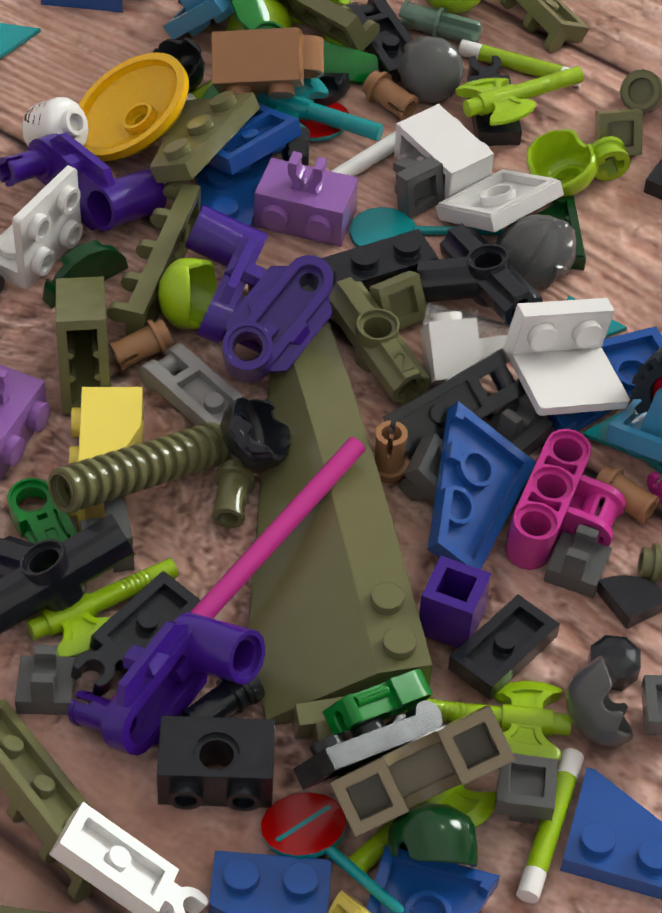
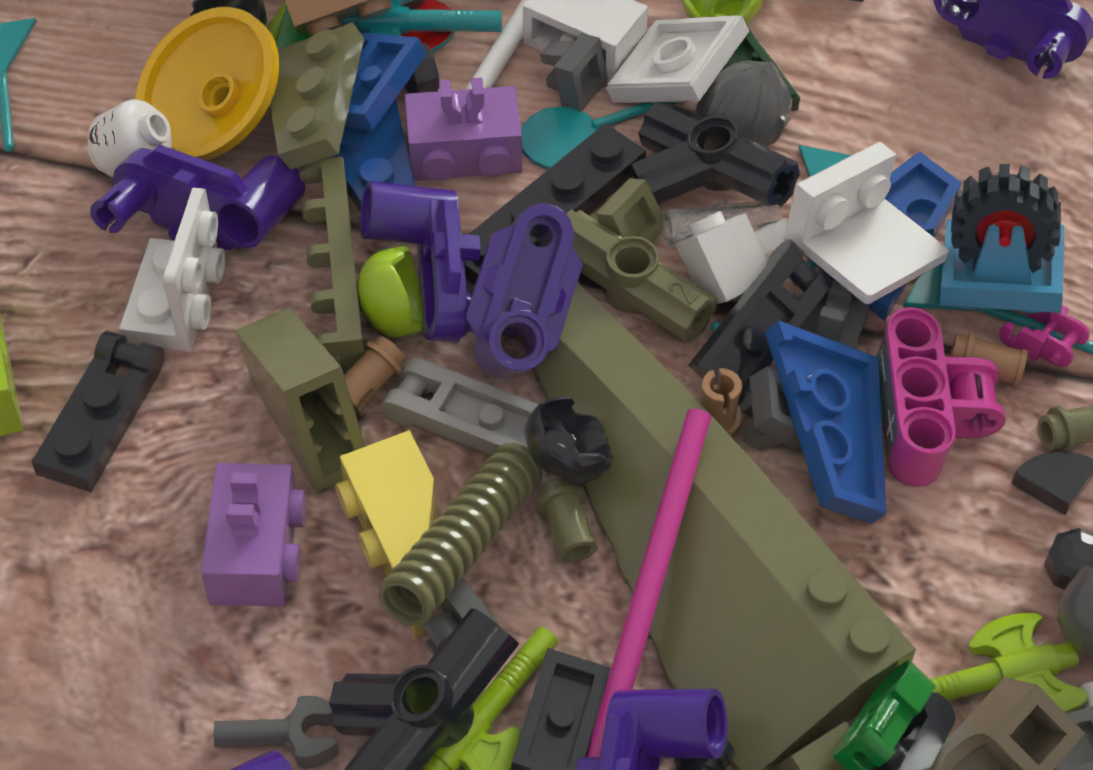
camera: 20 degrees left, 5 degrees up
(42, 523) = (377, 643): green piece -> none
(86, 260) = (252, 299): dark green tile -> none
(453, 602) = (891, 559): dark purple brick -> none
(503, 646) = (959, 590): black plate -> none
(578, 561) = (981, 458): dark grey tile -> none

